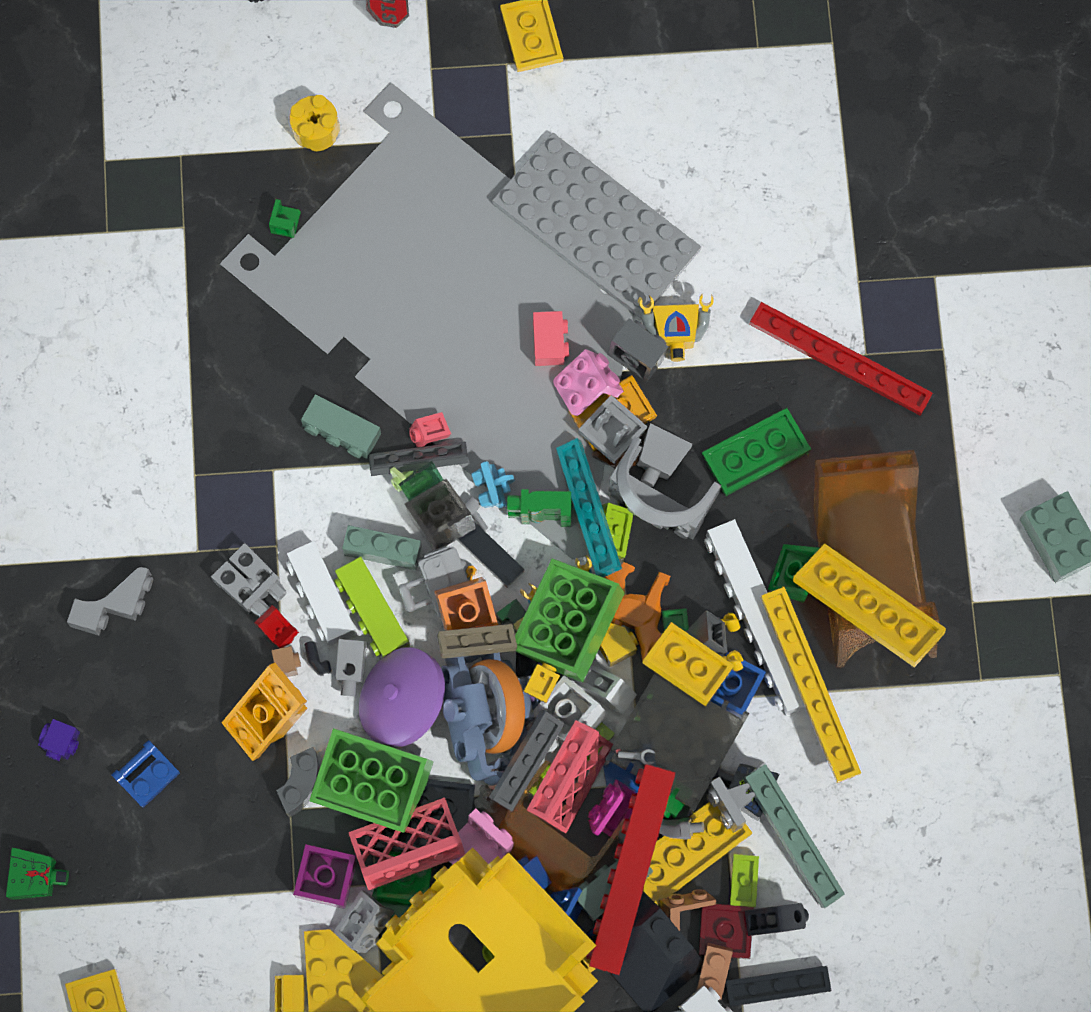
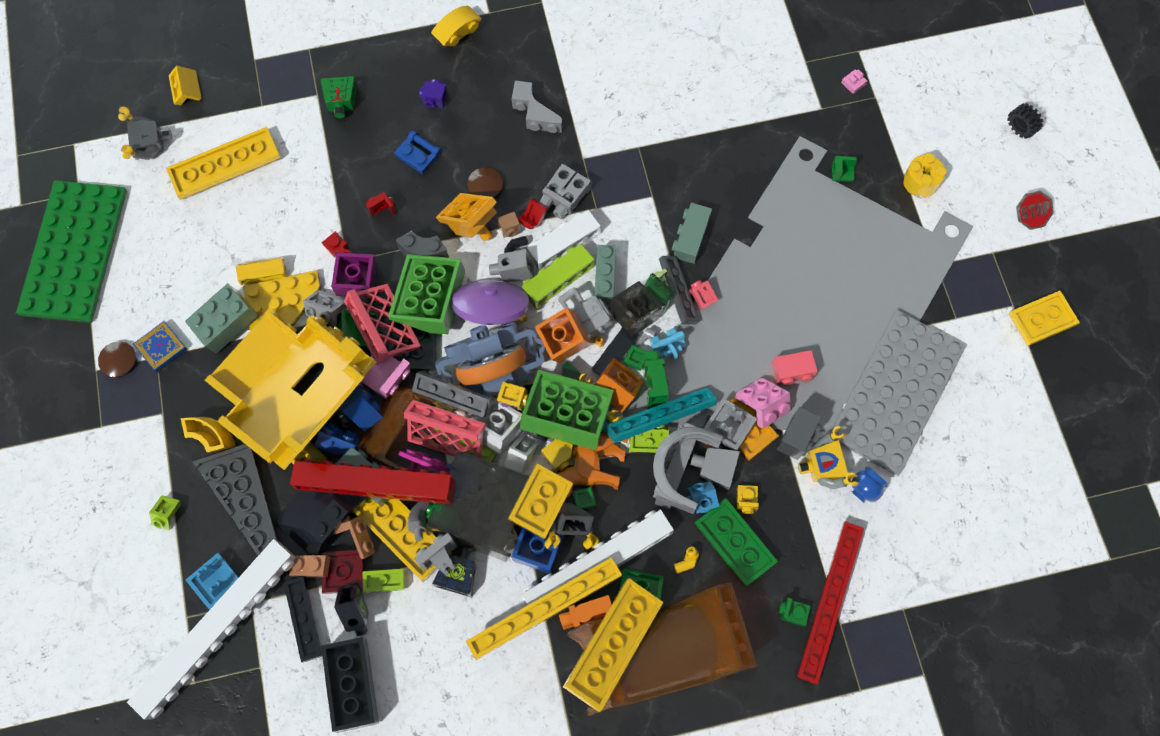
camera: 85 degrees right, 5 degrees down
(152, 176) = (854, 81): none -> bright pink tile
(213, 687) = (485, 182): none -> reddish brown dish
(219, 839) = (379, 203): none -> red bracket
(269, 902) = (335, 244): none -> red plate
(477, 641) = (537, 342): dark tan plate -> none
(502, 528) = (635, 358): none -> green plate
(533, 552) = (622, 381): none -> orange slope
(637, 755) = (460, 472): light grey hand -> none
(697, 478) = (704, 495): none -> dark azure brick
(704, 428) = (747, 499): none -> yellow bracket
(712, 281) = (870, 485): none -> blue piece
(771, 511) = (689, 561): none -> yellow arm
(793, 836) = (420, 612): sand green plate -> none
(820, 636) = (585, 612): none -> orange hips
(846, 402) = (794, 612): none -> green bracket
(867, 931) = (349, 685): none -> black brick

